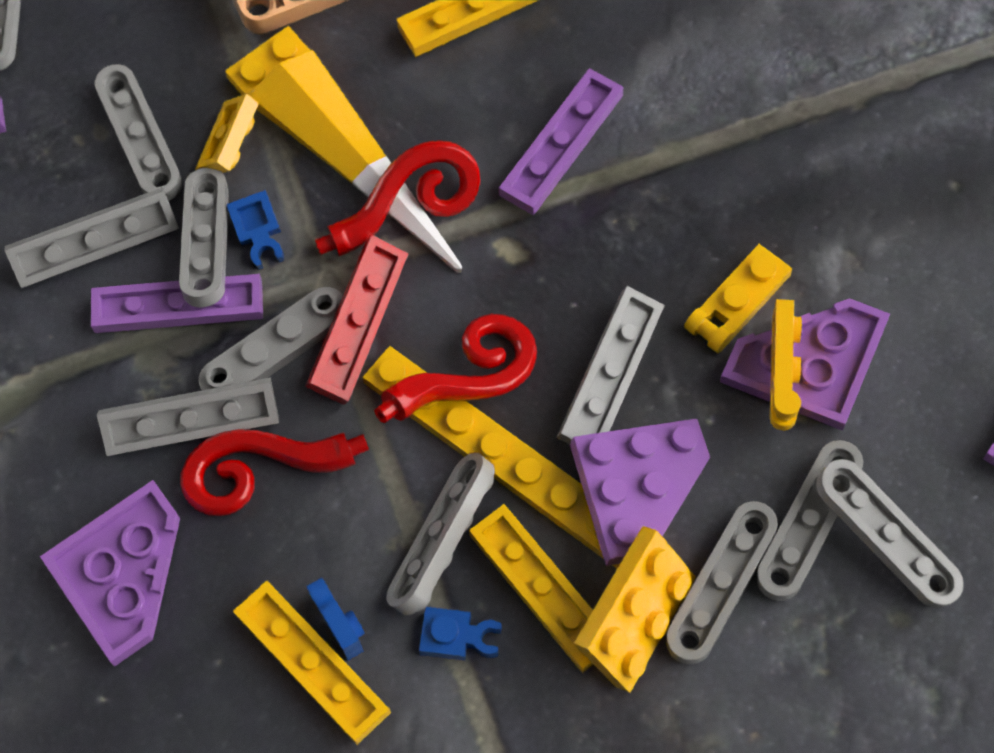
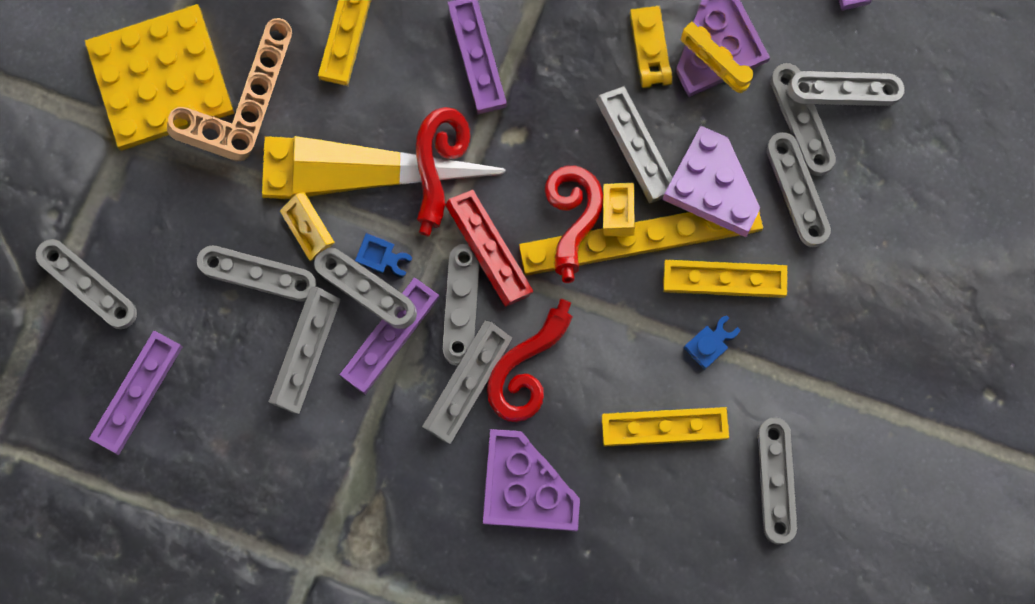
camera: 55 degrees left, 10 degrees up
(343, 626) = (660, 395): blue plate -> none
(440, 534) = (652, 305): light grey plate -> none
(516, 409) = (618, 209): none -> yellow plate
(635, 609) = (783, 242): yellow plate -> none

